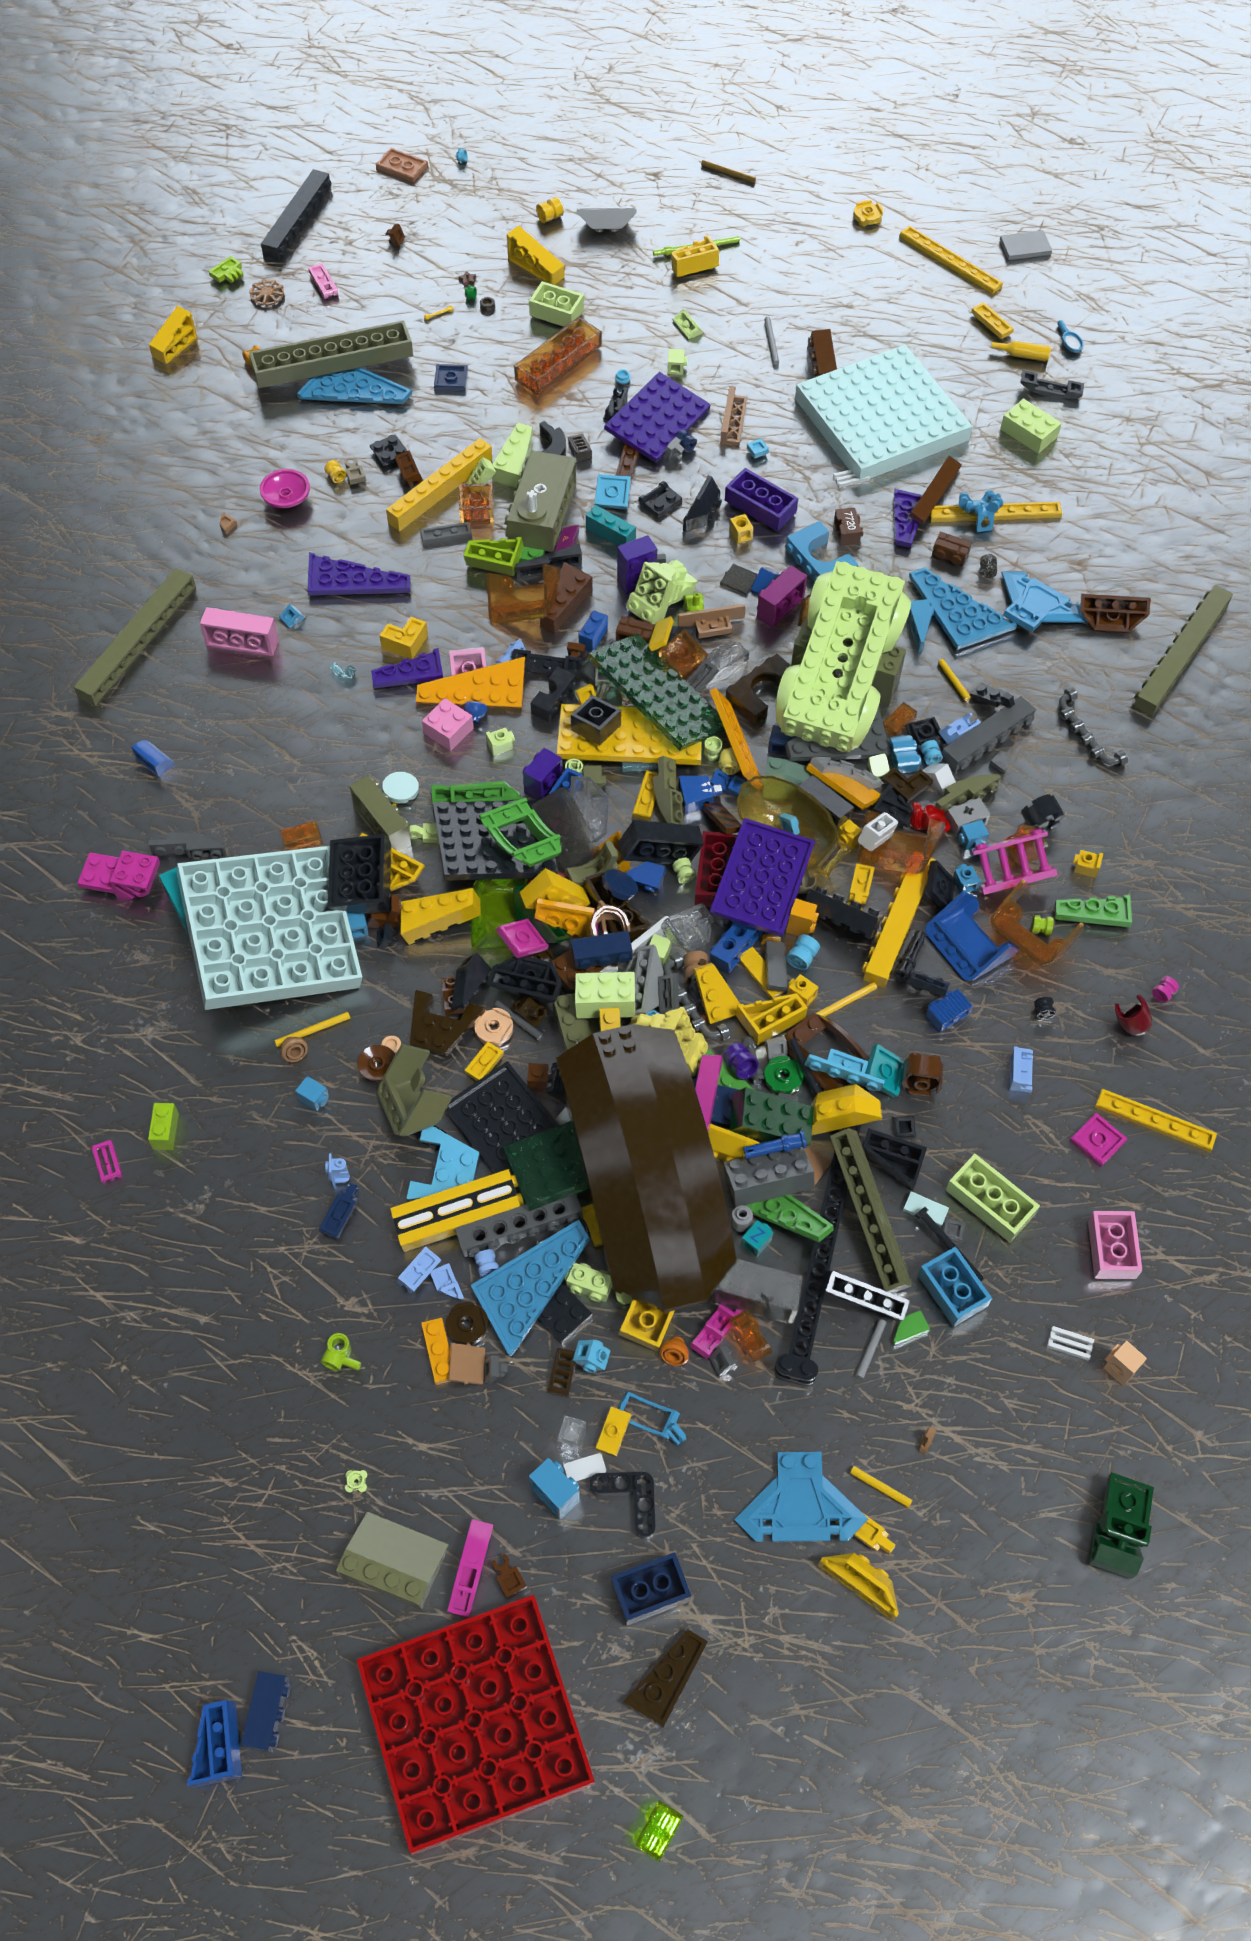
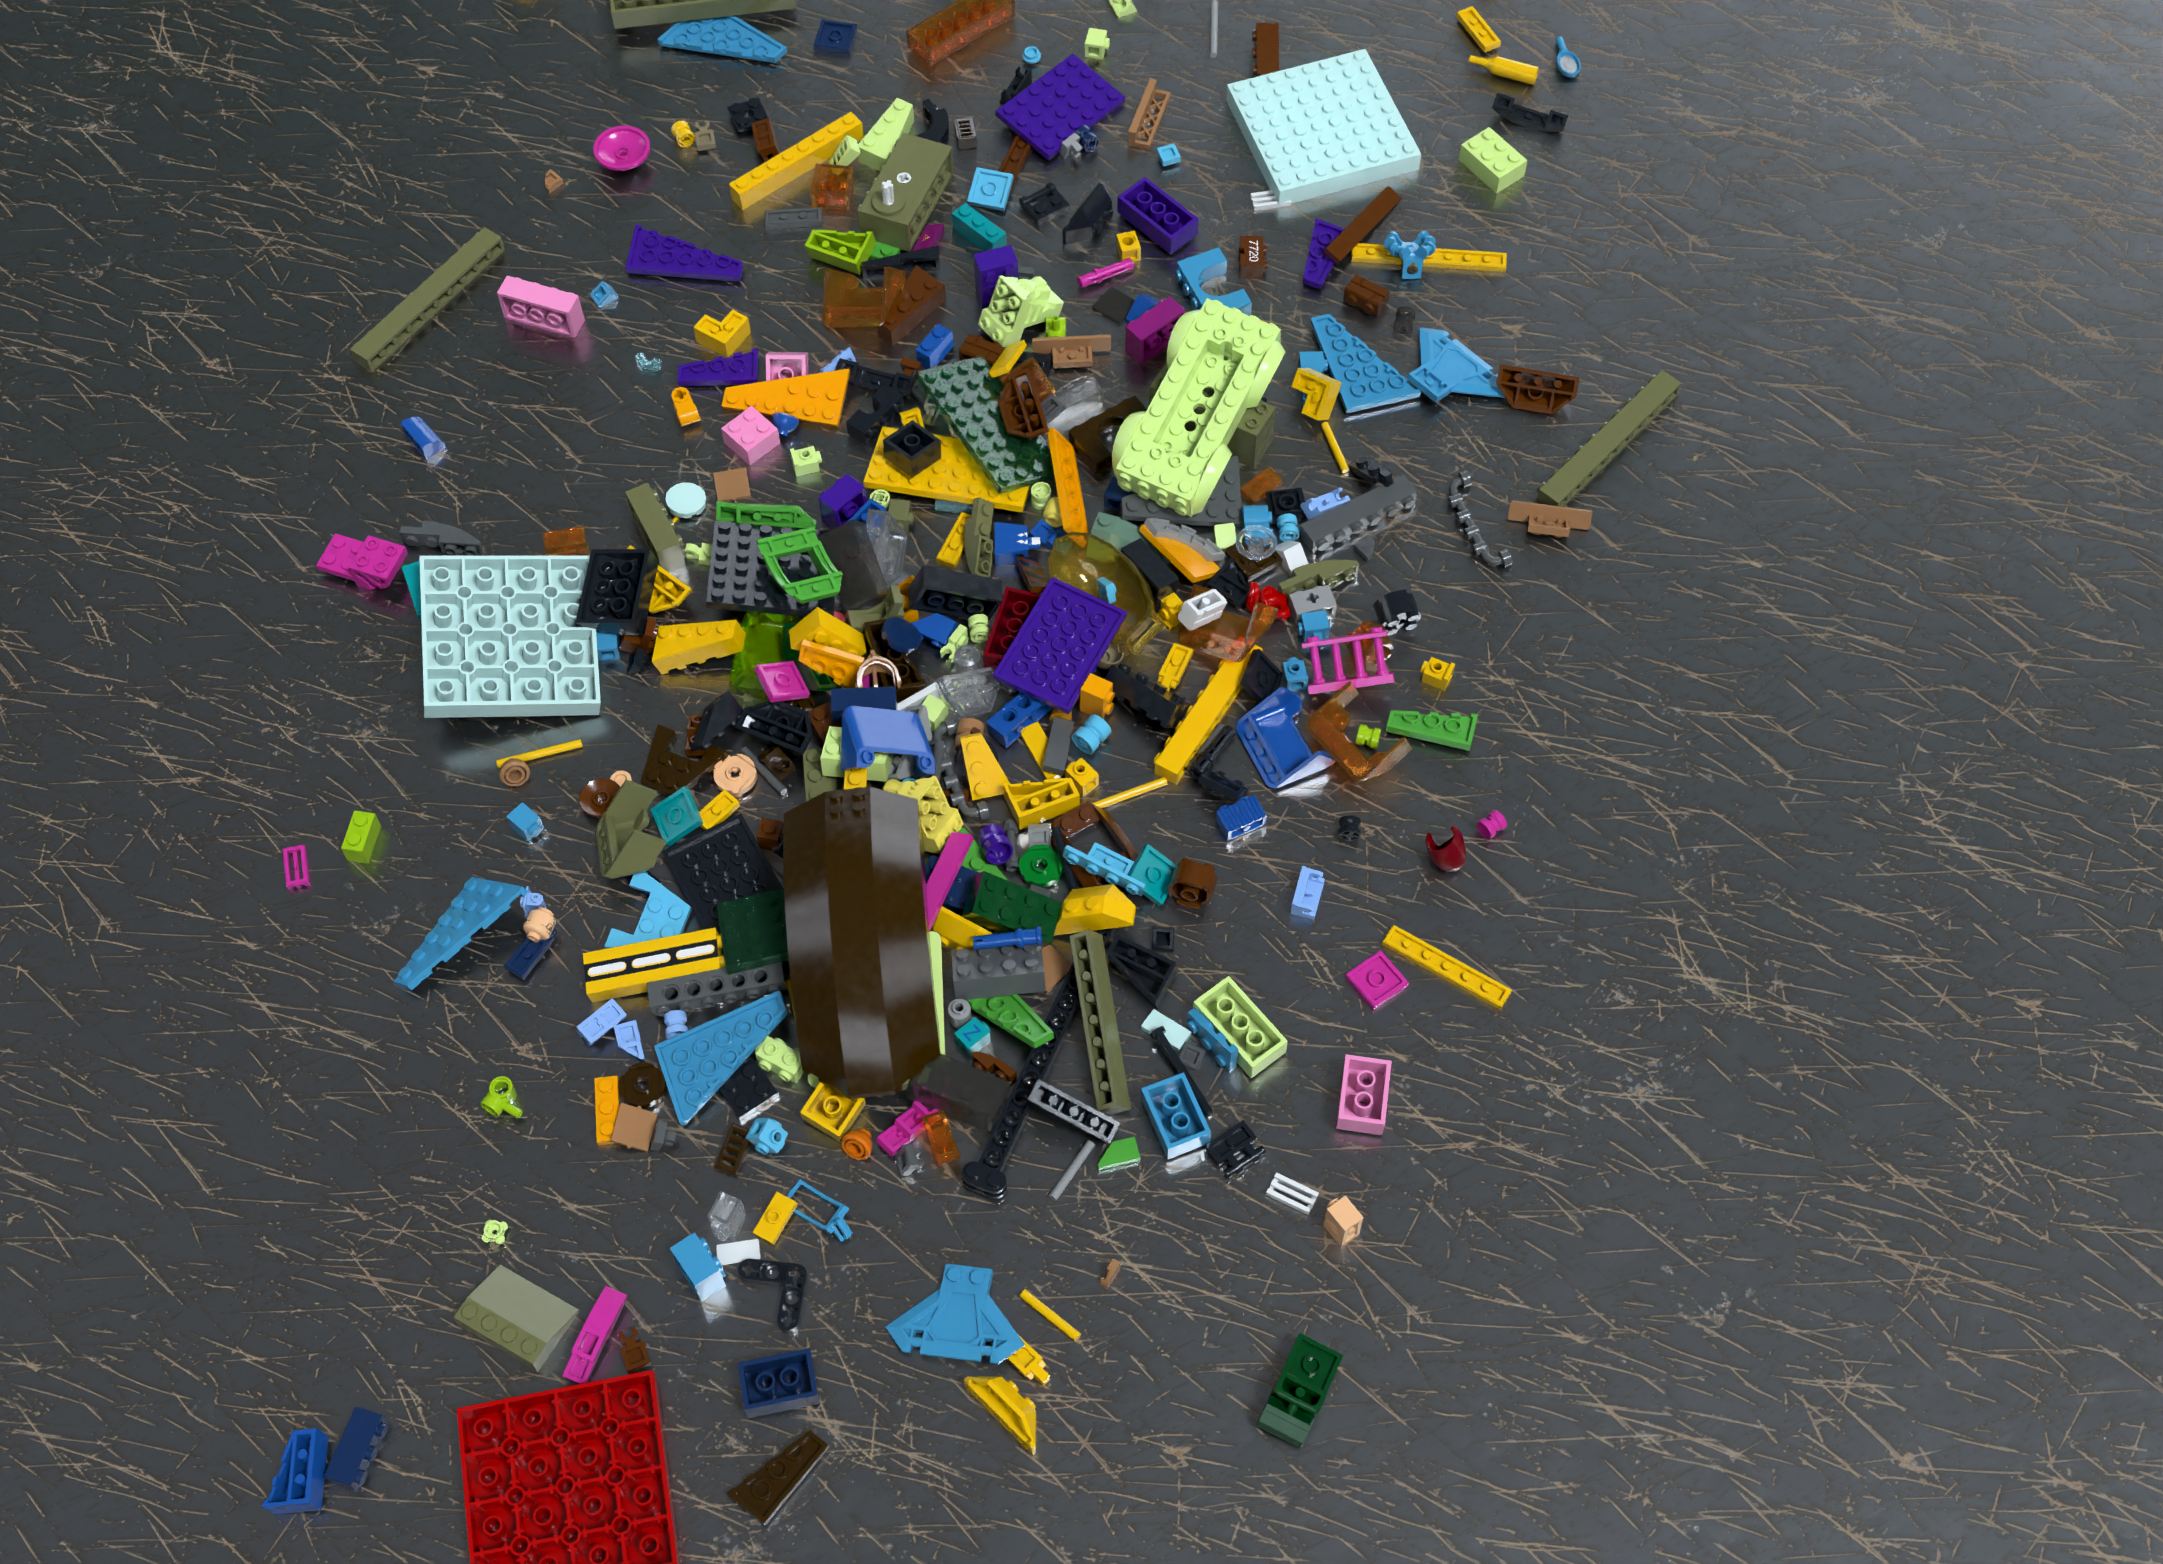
camera: 10 degrees right, 0 degrees up
(281, 1179) = (474, 907): none -> dark azure wing
(345, 1186) = (539, 924): none -> light nougat head
(384, 706) = (684, 407): none -> light orange piece
(438, 769) = (732, 485): none -> medium nougat piece
(450, 1070) = (676, 816): none -> teal plate
(628, 972) = (884, 731): none -> windscreen
(667, 883) = (957, 639): none -> yellowish green plate
(680, 899) = (967, 658): none -> clear head
(685, 673) = (1022, 406): none -> reddish brown wedge
(721, 555) = (1098, 275): none -> dark pink pin
(778, 1260) = (993, 1065): none -> reddish brown slope
(909, 769) = (1256, 544): none -> clear piece
(935, 633) = (1321, 392): none -> yellow panel
(976, 1216) = (1224, 1054): none -> dark azure wing
(1007, 1304) = (1230, 1144): none -> black plate
(1149, 720) = (1549, 518): none -> medium nougat bracket

